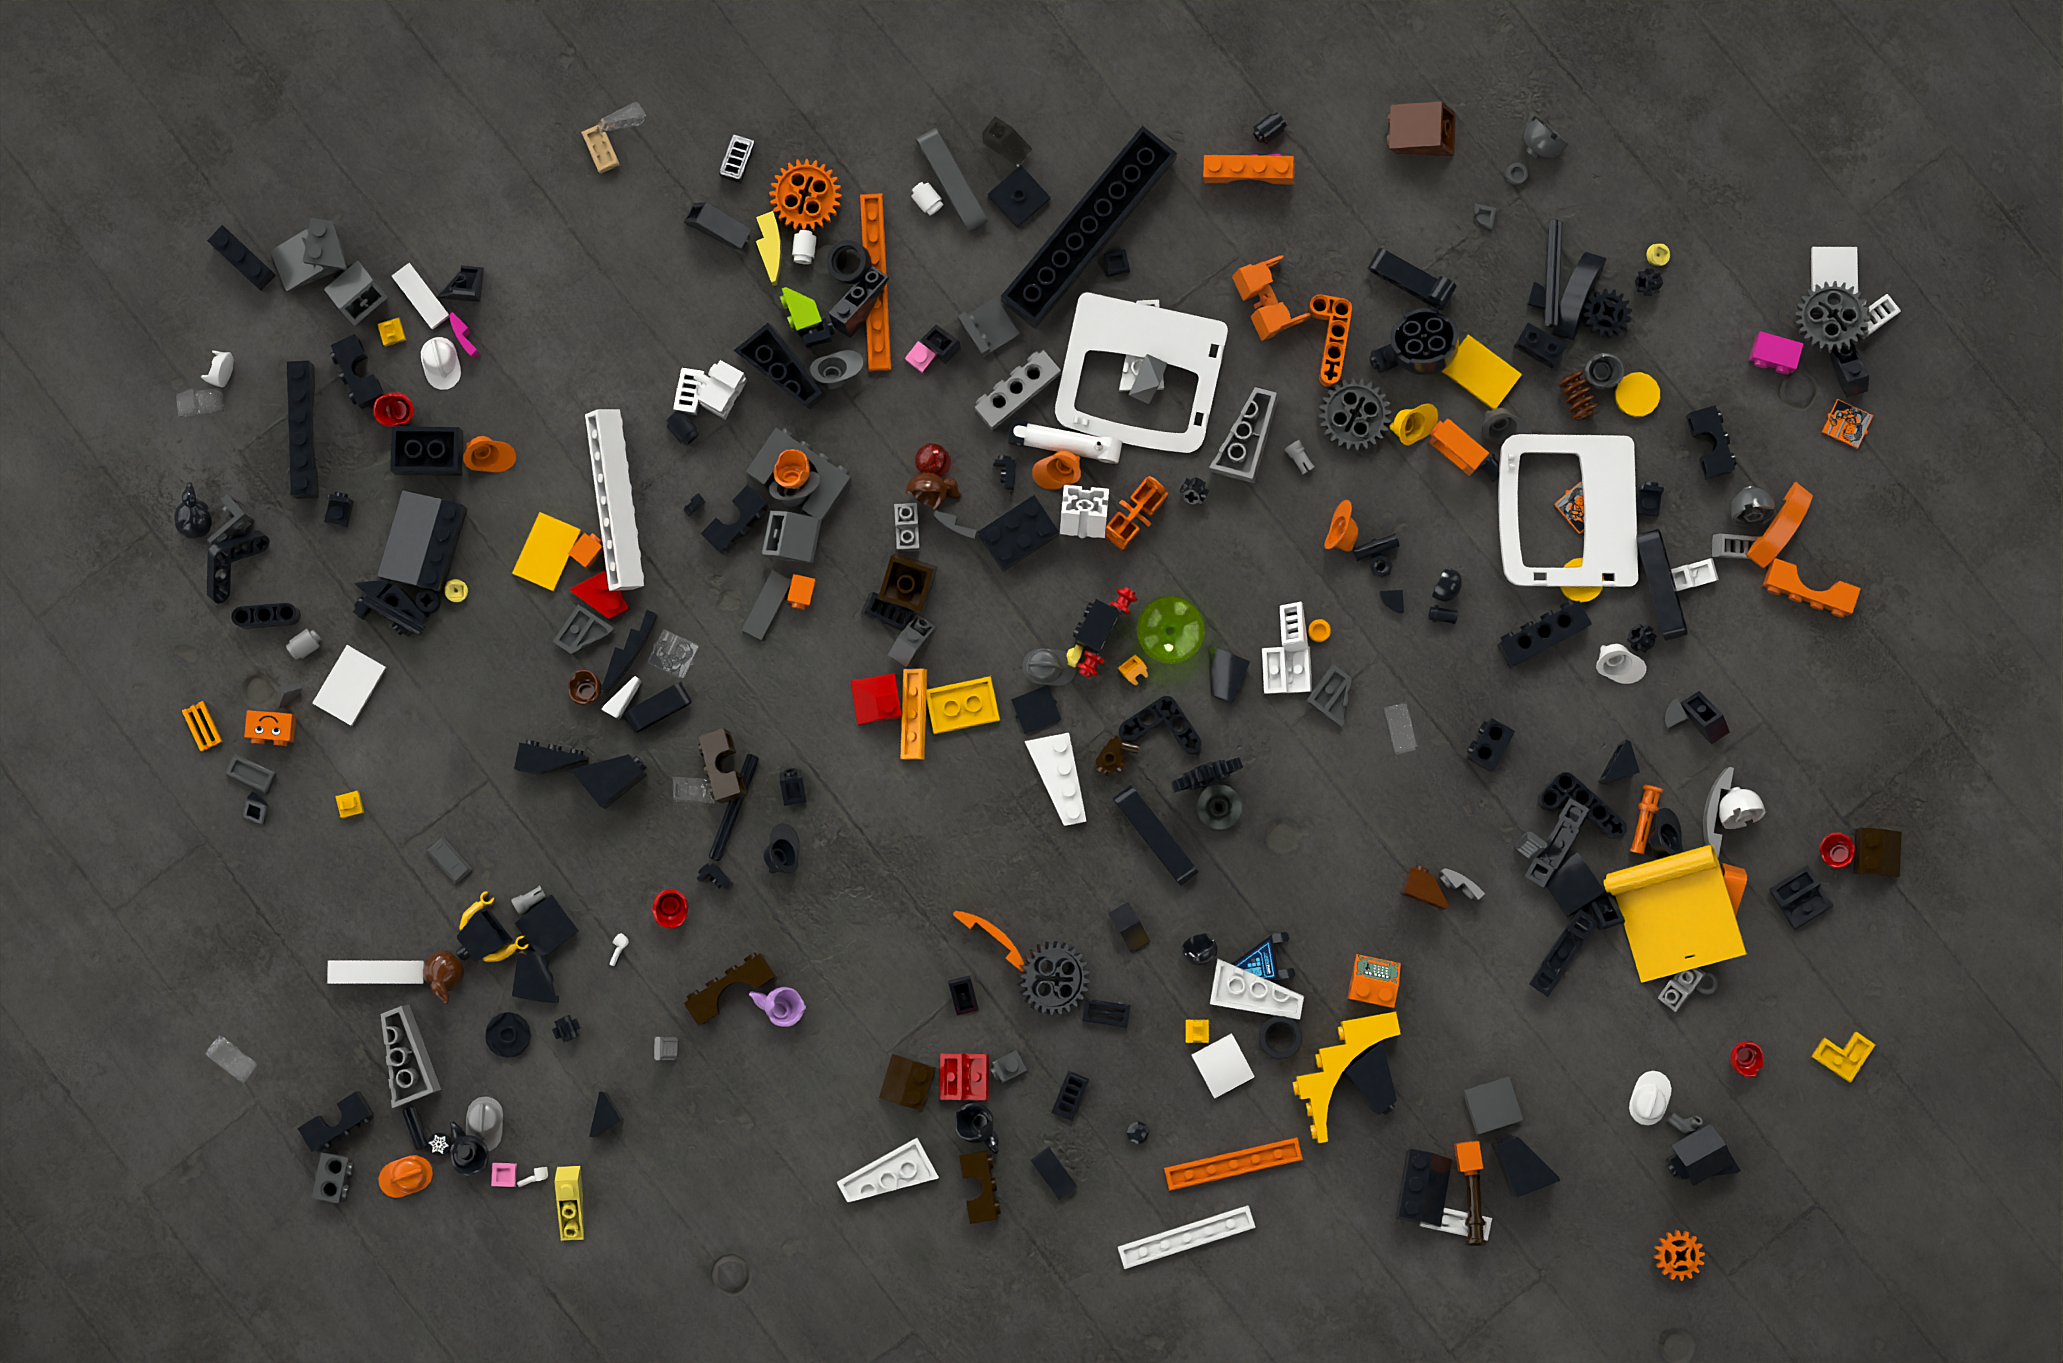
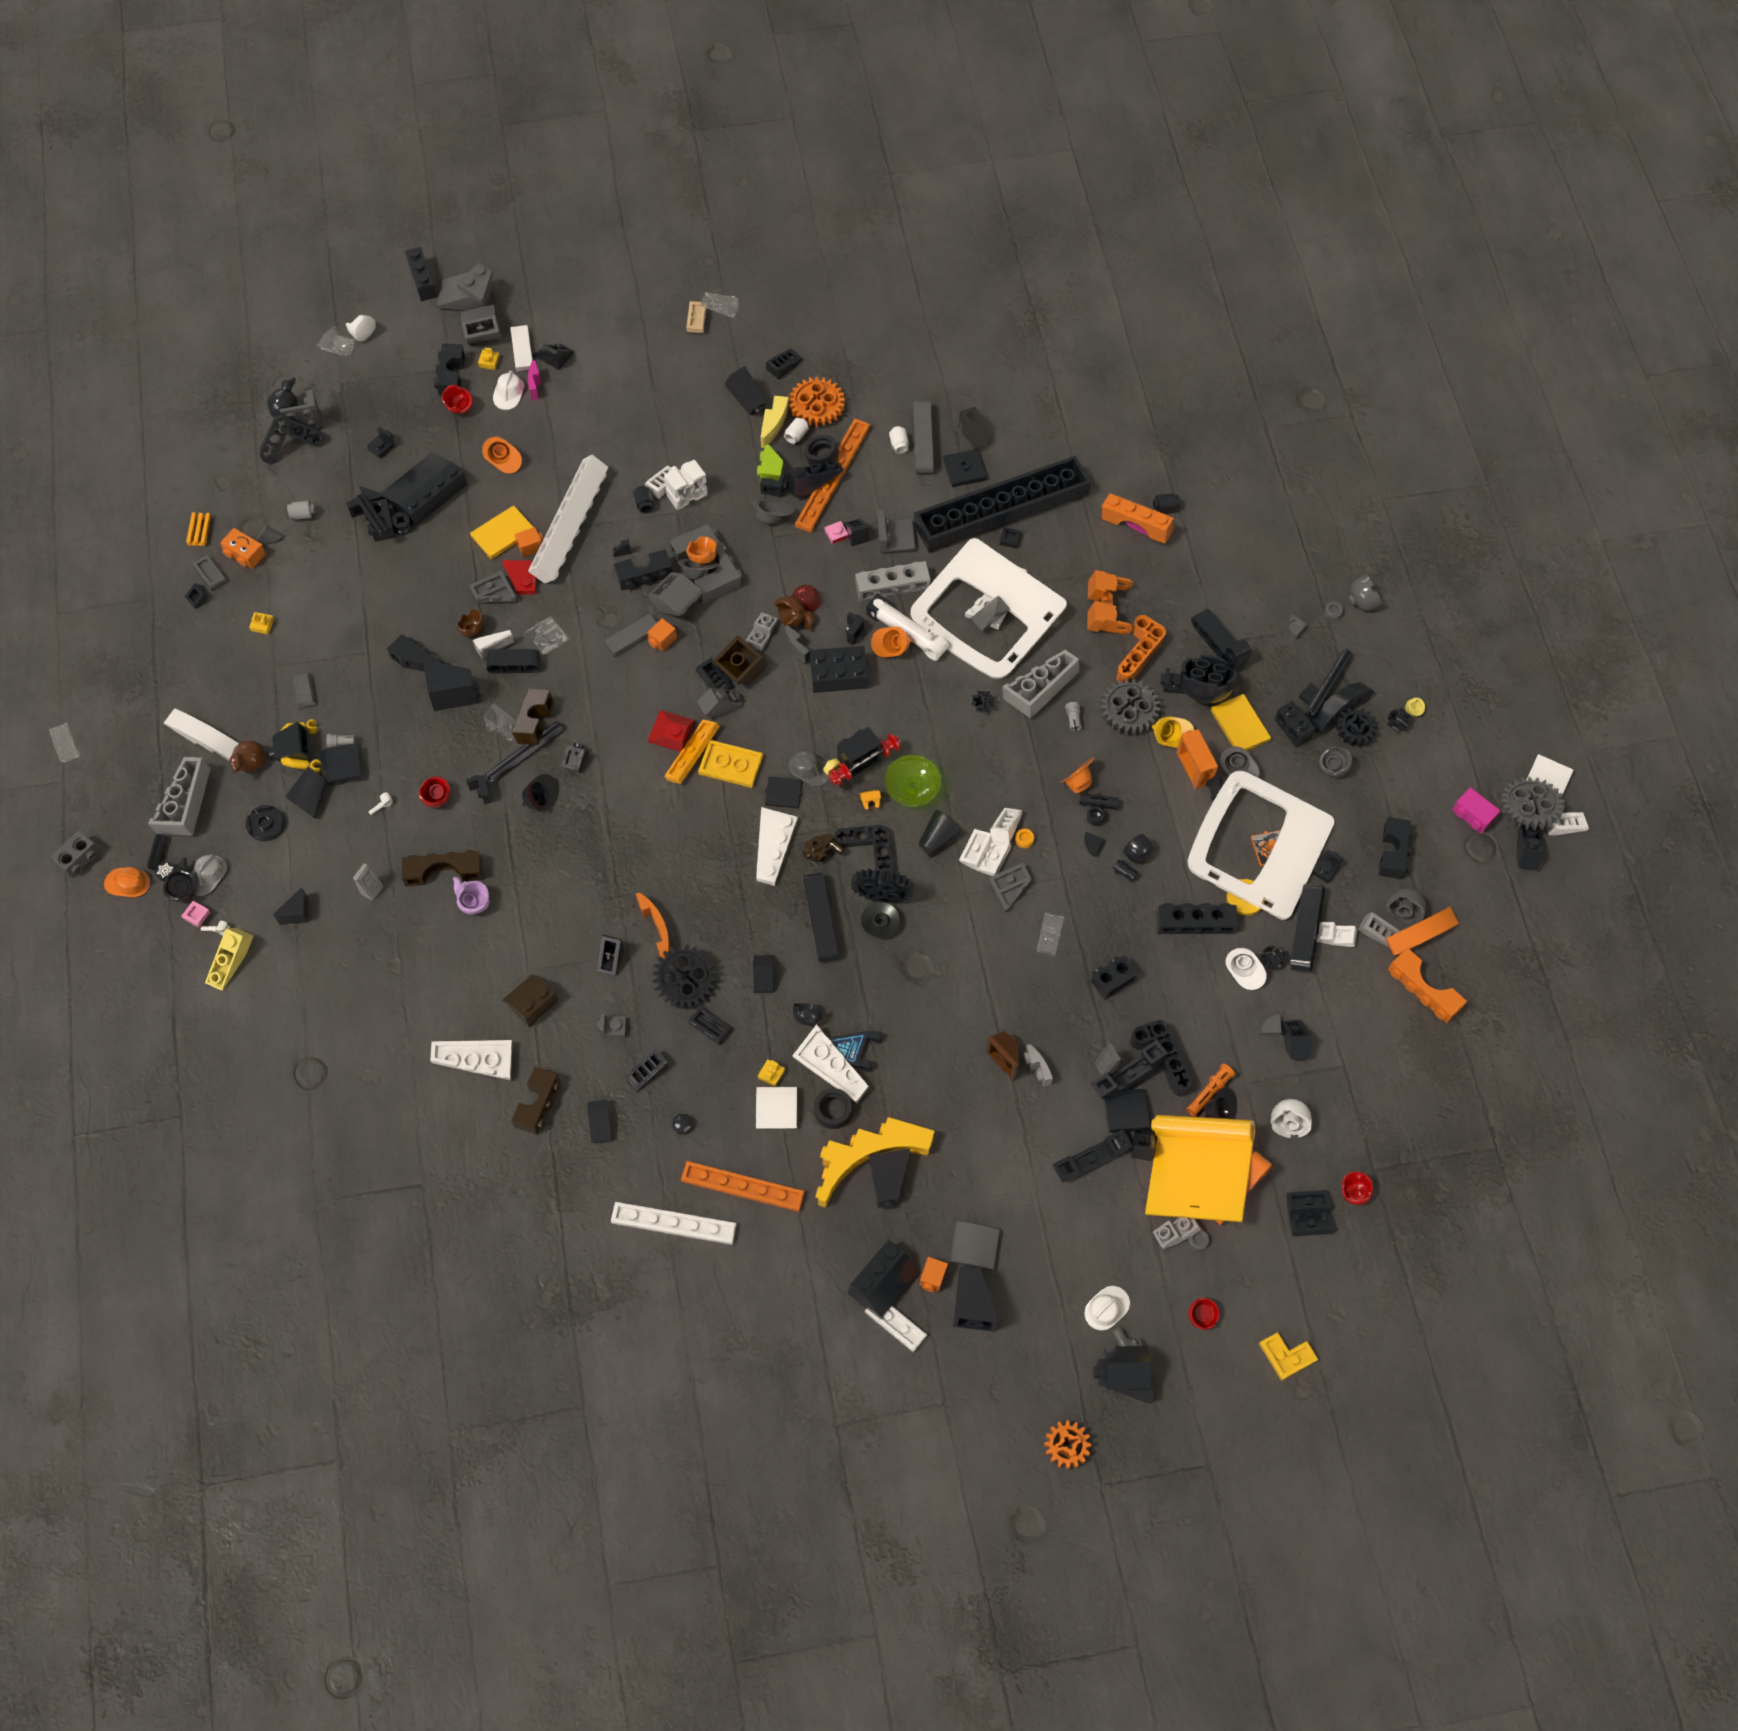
camera: 25 degrees right, 20 degrees down
(255, 612) = (288, 481): black beam -> none
(300, 419) = (374, 406): black arch -> none
(320, 1134) = (120, 819): black arch -> none
(349, 685) = (313, 550): white tile -> none
(426, 450) = (461, 432): black brick -> none
(455, 590) = (424, 526): light yellow tile -> none
(566, 1028) = (307, 836): black gear -> none
(623, 659) = (521, 615): black slope -> none
(777, 361) = (734, 487): black wedge -> none
(964, 1076) = (575, 1017): red slope -> none
(975, 1125) = (560, 1052): black hair -> none
(1084, 511) = (894, 674): white brick -> none
(1147, 498) = (947, 692): orange piece -> none
(1374, 981) = (929, 1105): orange slope -> none
(1422, 129) = (1278, 549): reddish brown slope -> none
(1474, 1221) = (911, 1326): dark brown pin -> none
(1578, 396) = (1306, 770): reddish brown piece -> none
(1621, 763) = (1208, 1038): black slope -> none
(1637, 394) = (1353, 792): yellow tile -> none
(1722, 783) = (1282, 1094): light grey slope -> none
(1847, 423) = (1510, 887): piece -> none
(1877, 852) = (1390, 1208): dark brown slope -> none

